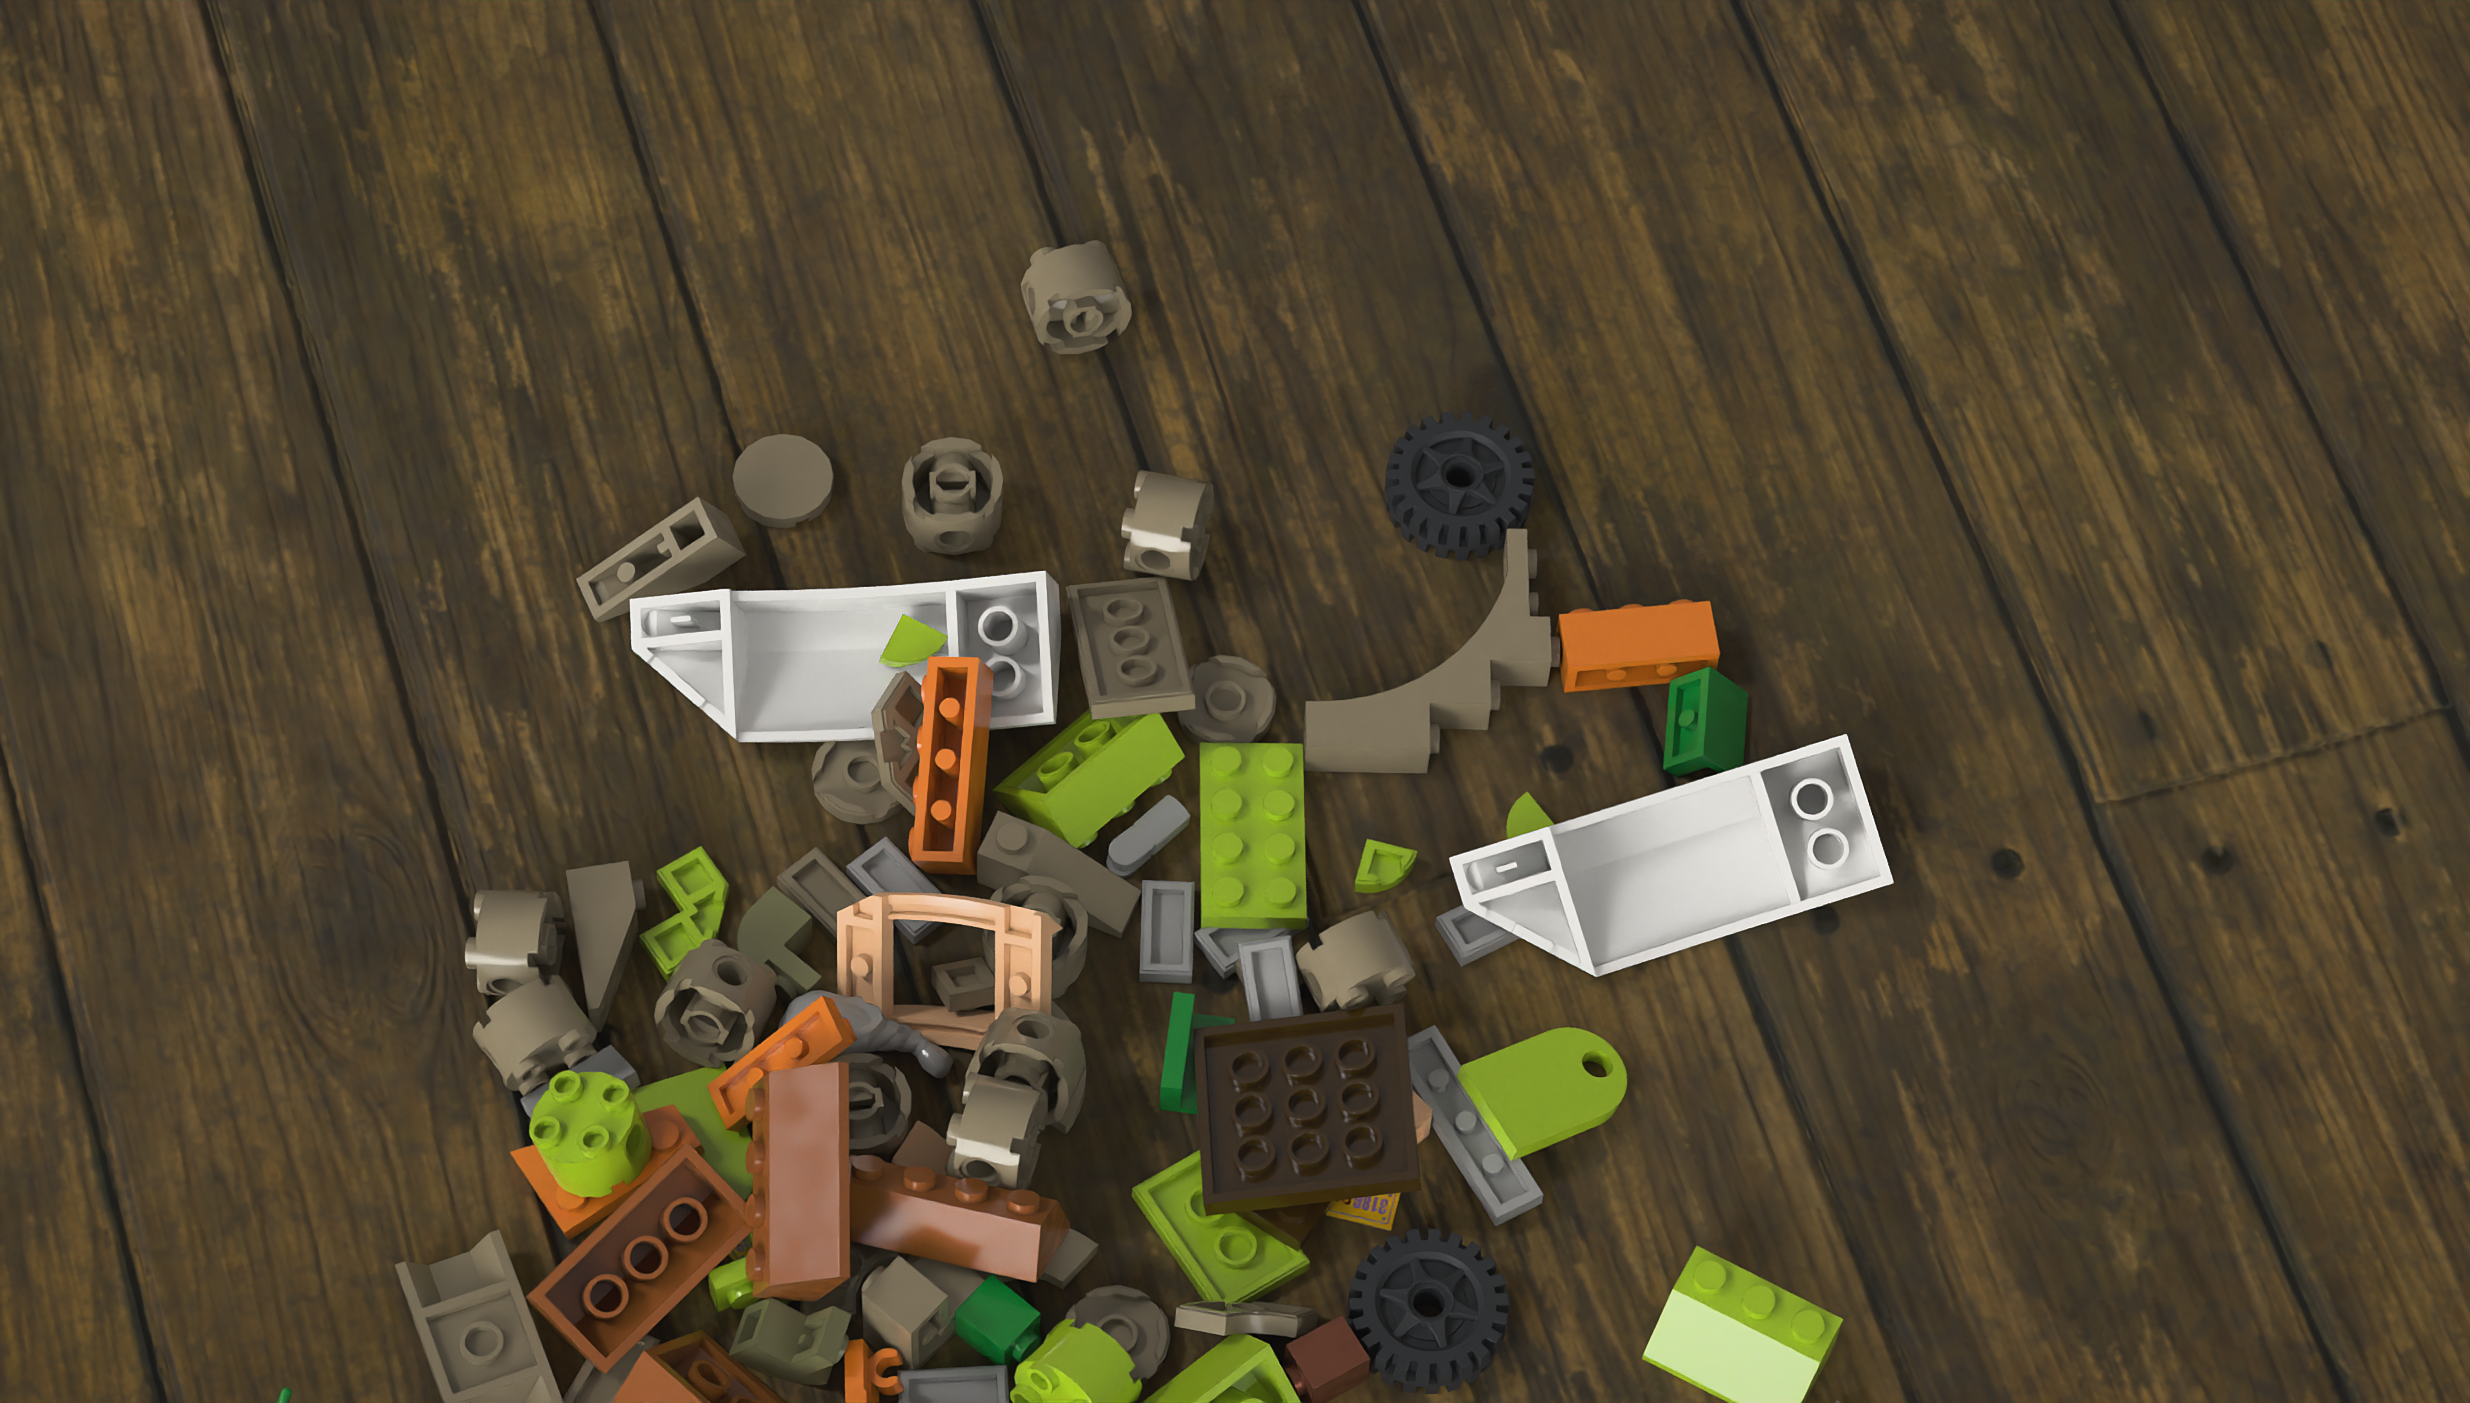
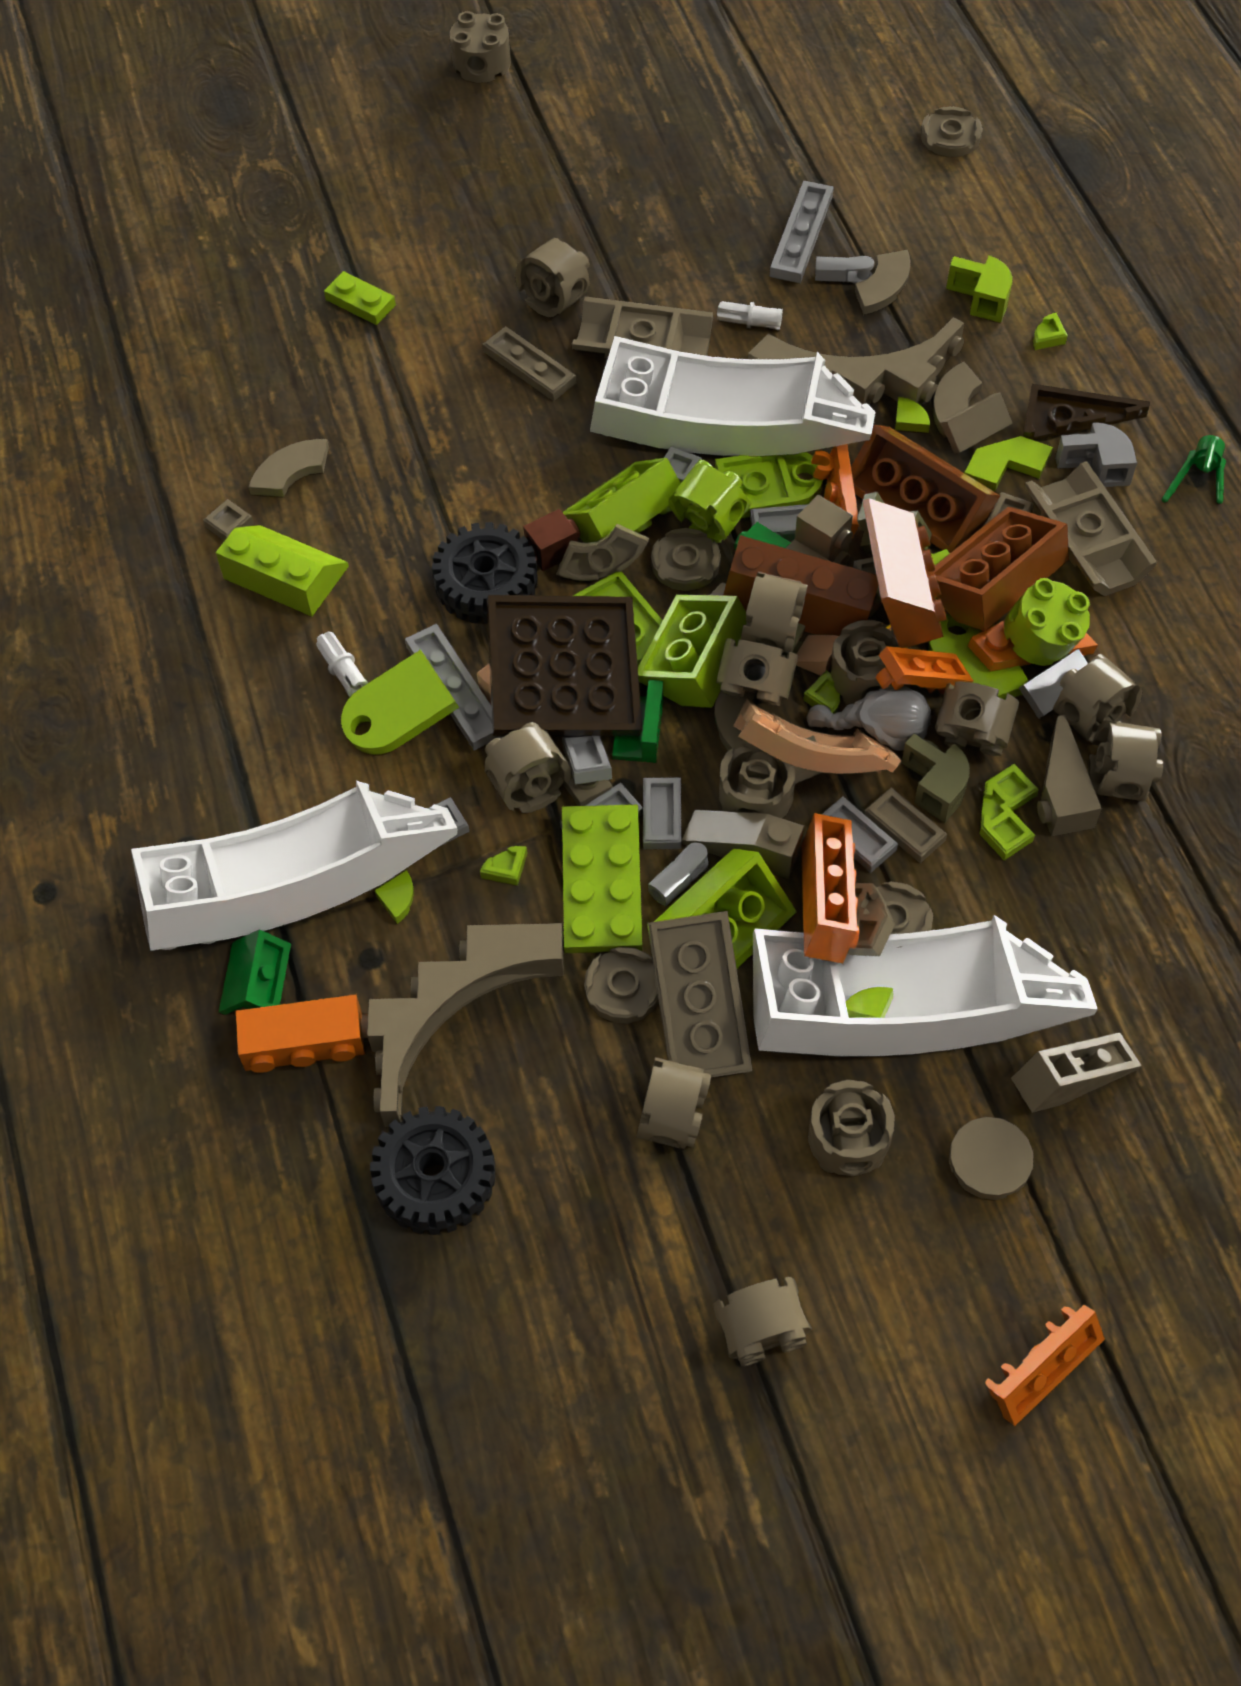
camera: 175 degrees left, 0 degrees up
(759, 263) = (1047, 1363): none -> orange plate
(928, 1096) = (823, 693): none -> lime tile
(1115, 1150) = (691, 647): none -> lime slope
(1634, 1167) = (340, 662): none -> white axle

